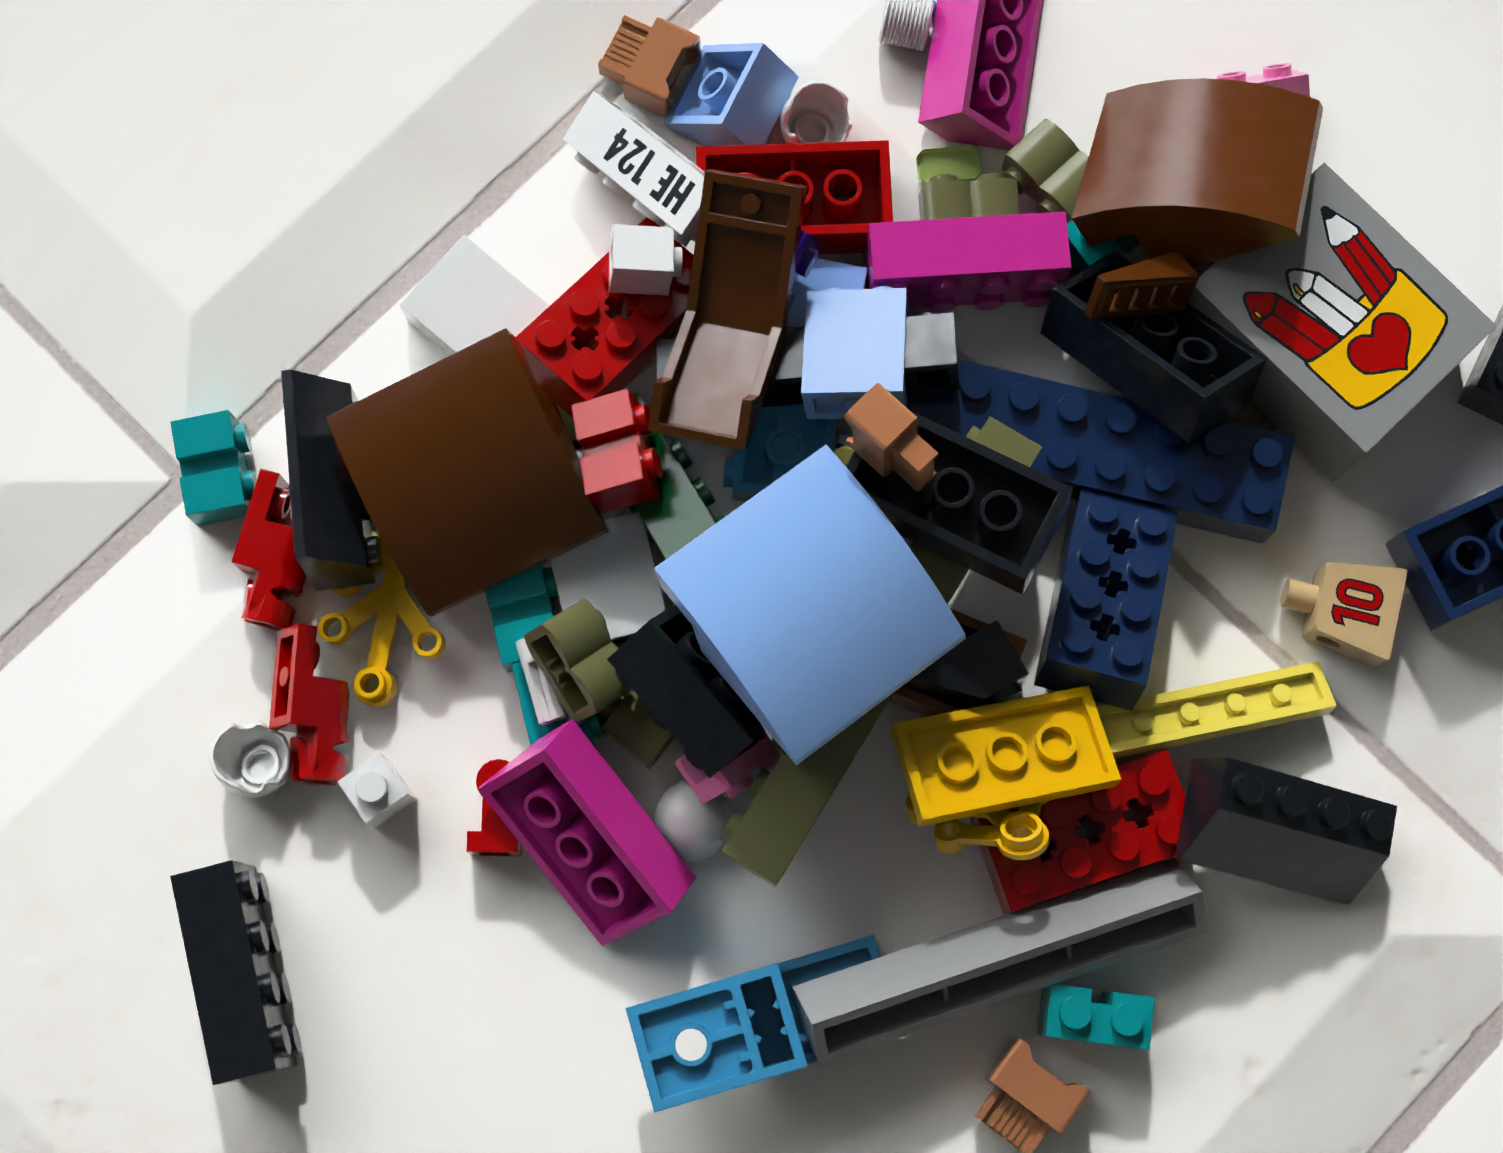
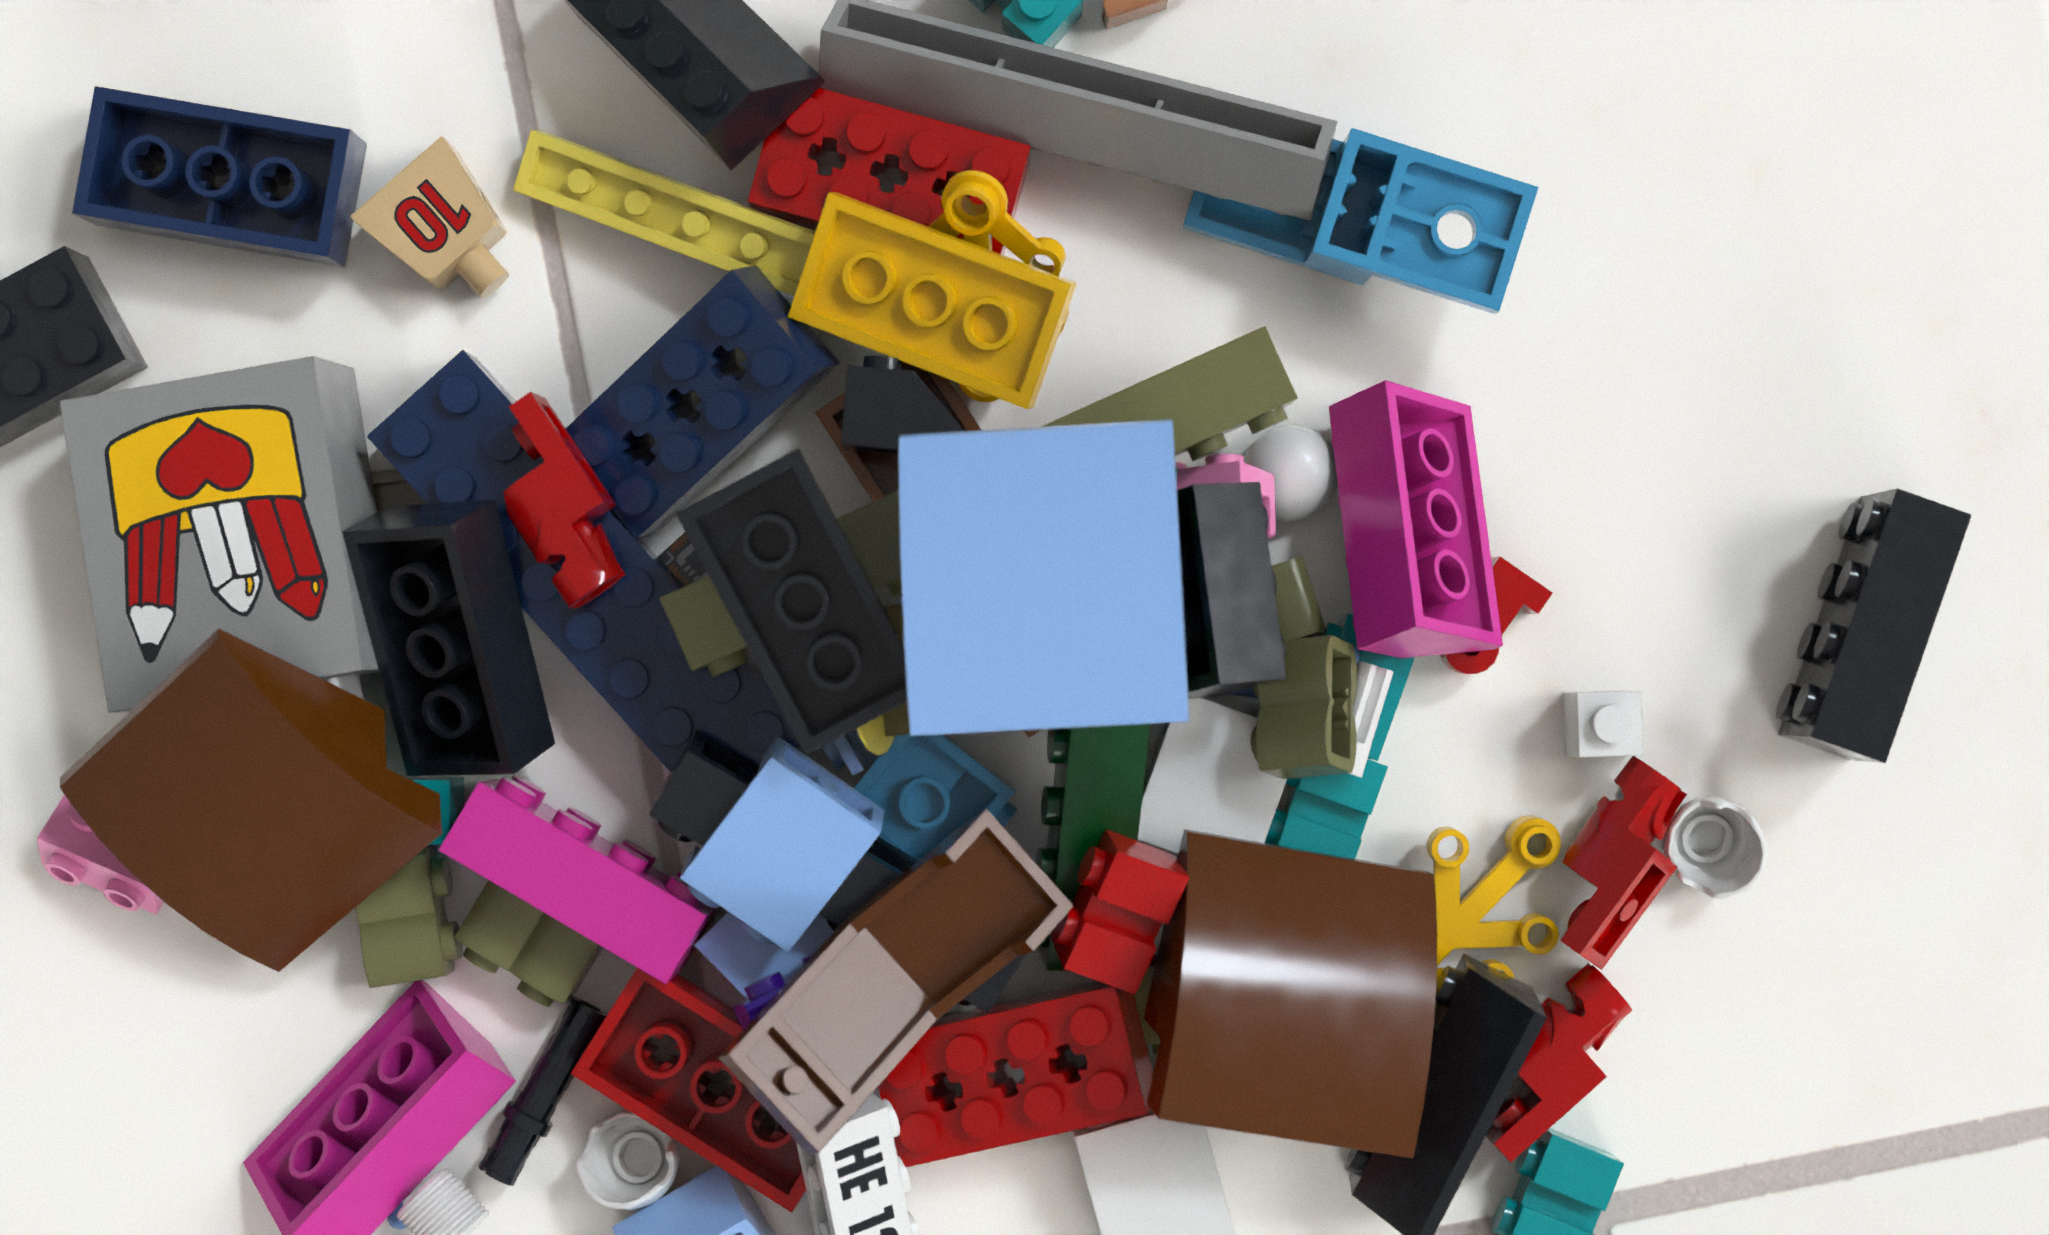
camera: 145 degrees left, 10 degrees up
(643, 259) = (946, 1108): white brick -> none
(889, 438) = (838, 694): nougat piece -> none
(895, 112) = (531, 1112): none -> black pin
(956, 161) = (510, 1014): yellowish green piece -> none
(1144, 288) = (417, 700): reddish brown slope -> none
(1146, 470) = (558, 504): none -> red plate

